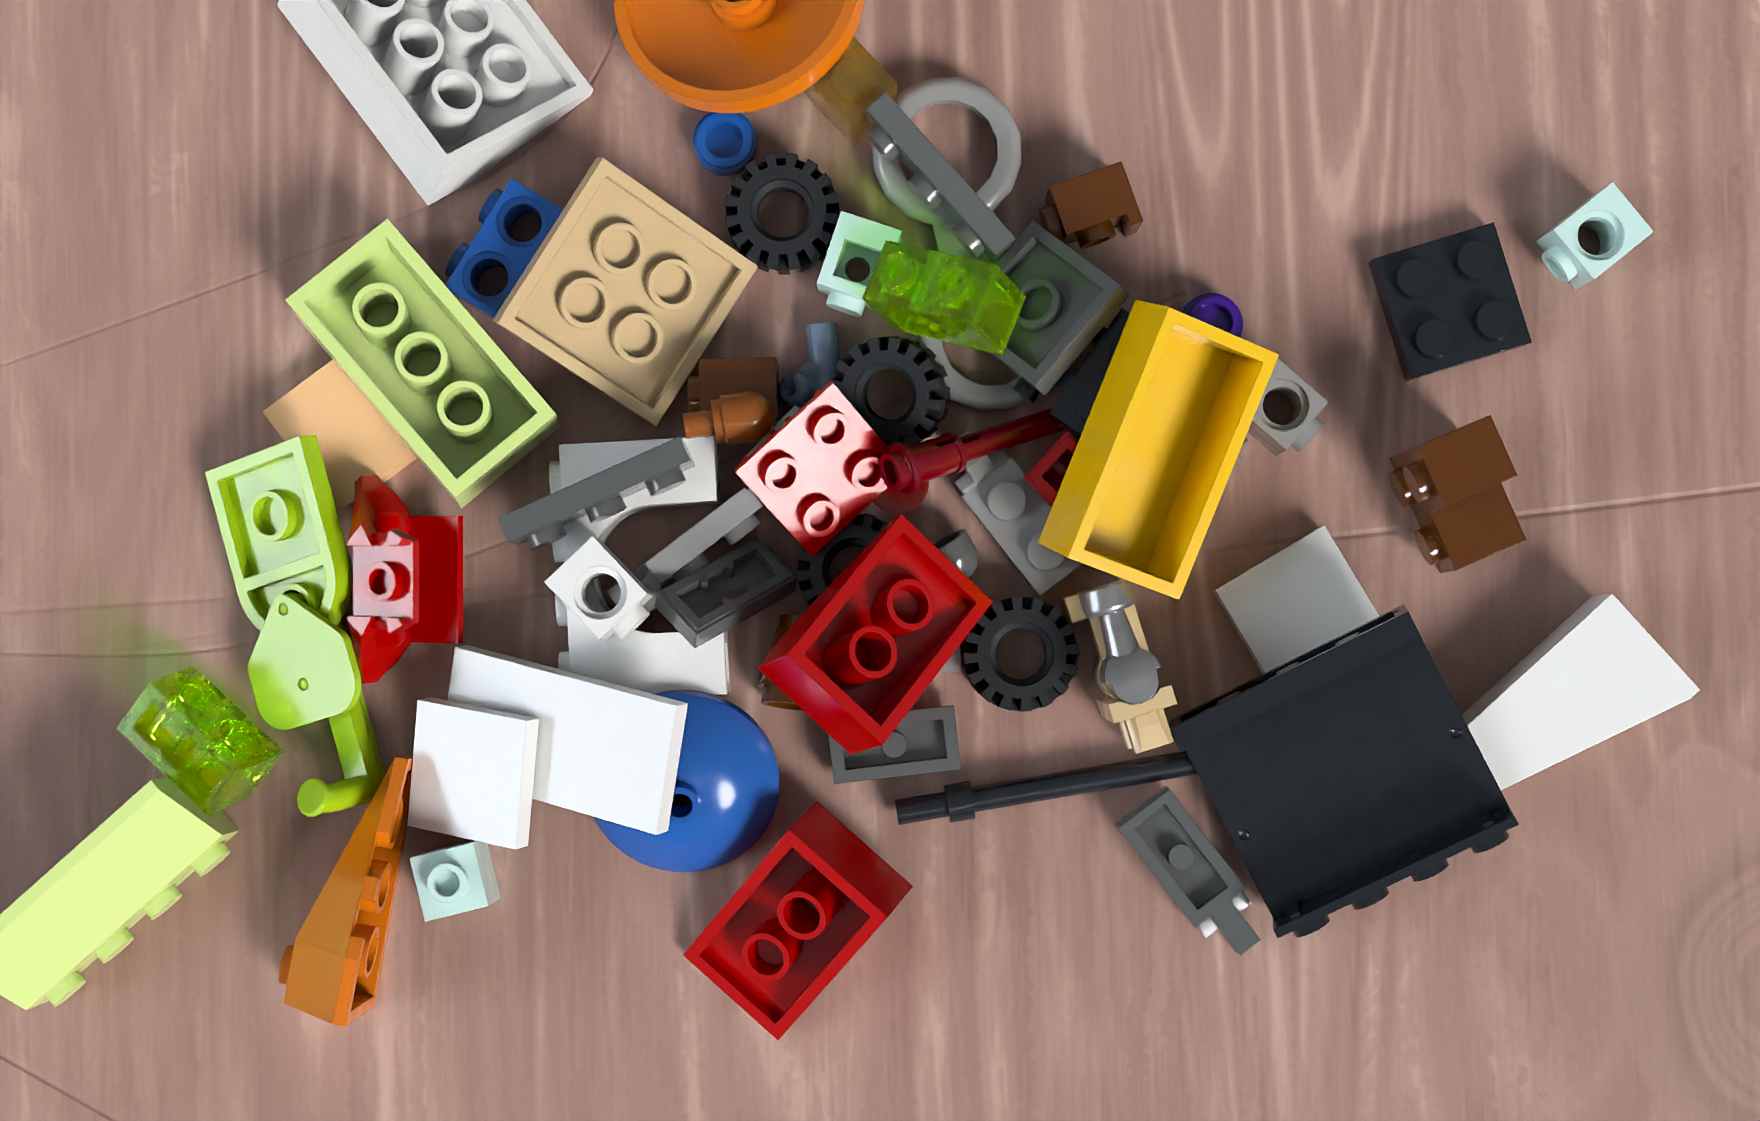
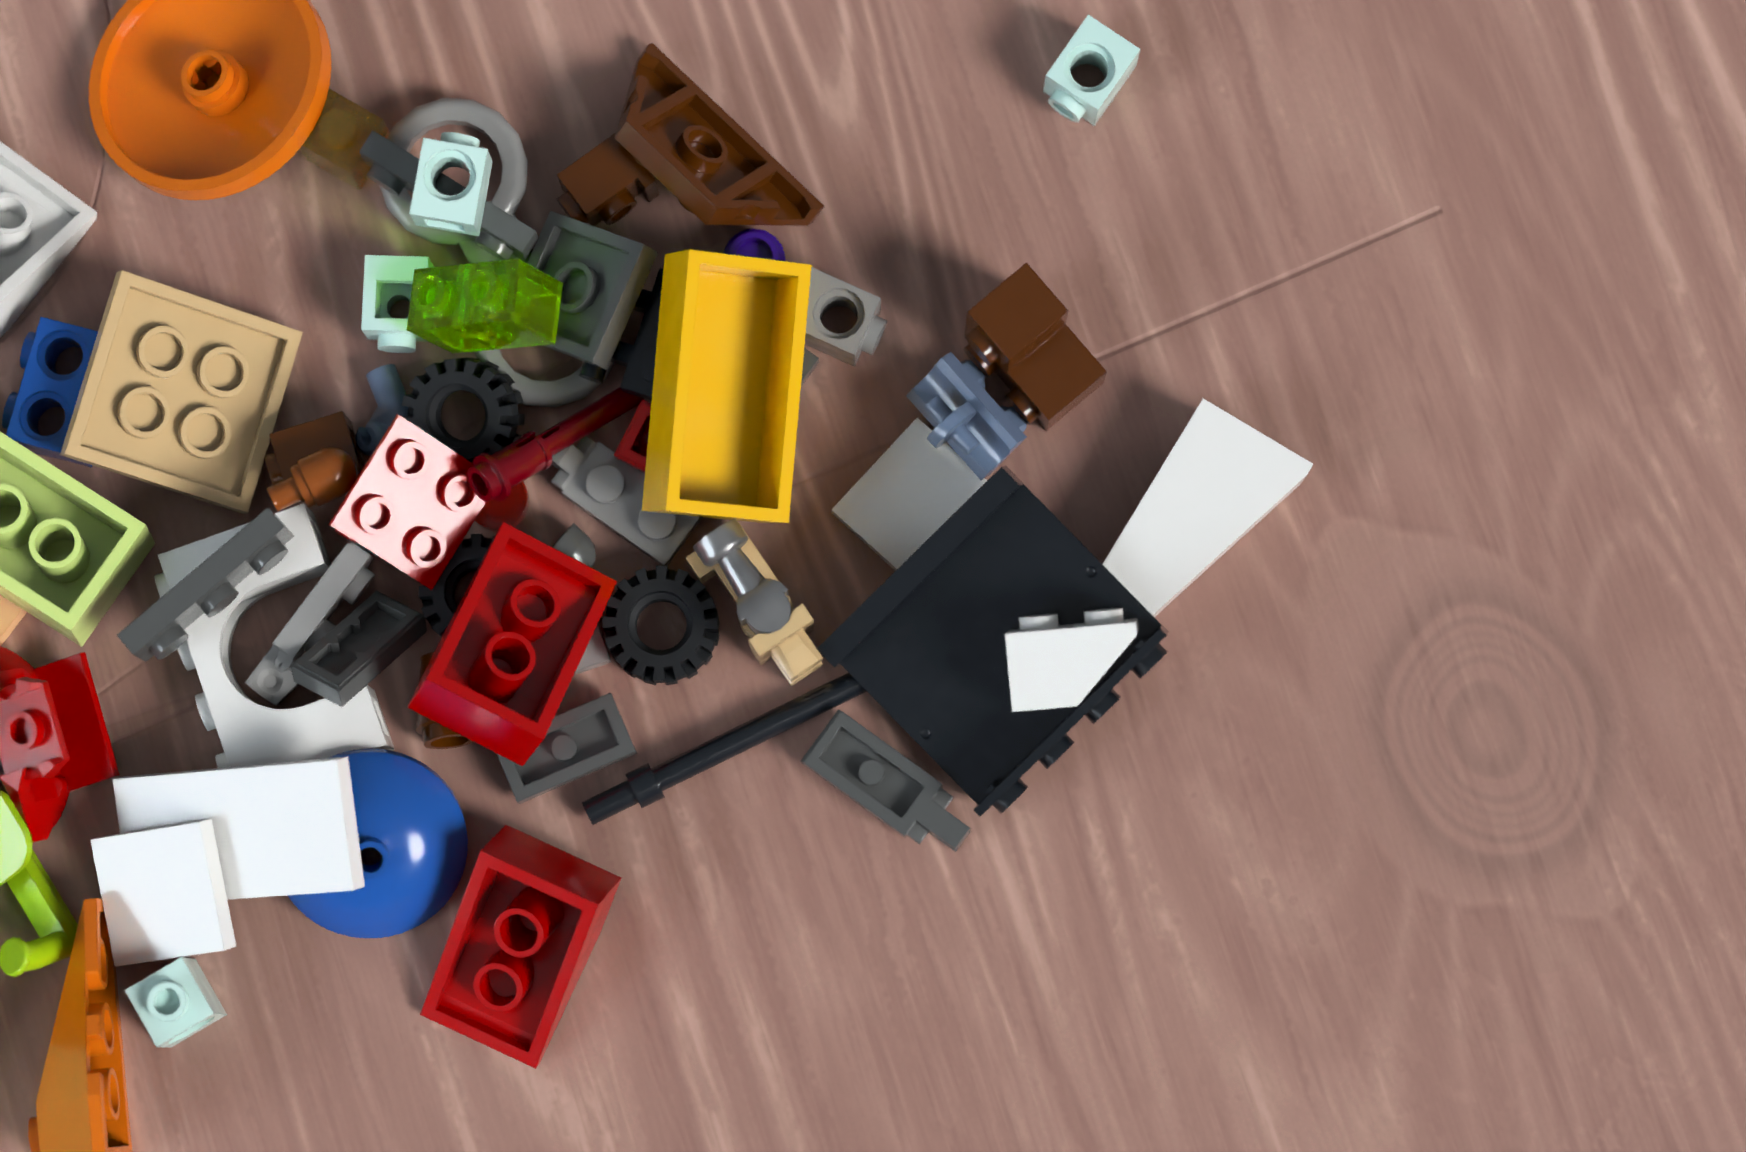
camera: 15 degrees left, 5 degrees down
(572, 582) = (213, 661): white brick -> none
(724, 143) = (238, 225): blue tile -> none
(774, 176) = (290, 245): black tyre -> none
(942, 198) = (456, 212): none -> light aqua brick
(1196, 207) = (705, 153): none -> reddish brown wing
(1375, 540) = (966, 415): none -> sand blue hips
(1407, 815) = (1062, 663): none -> white slope
(1449, 302) = (976, 172): black plate -> none

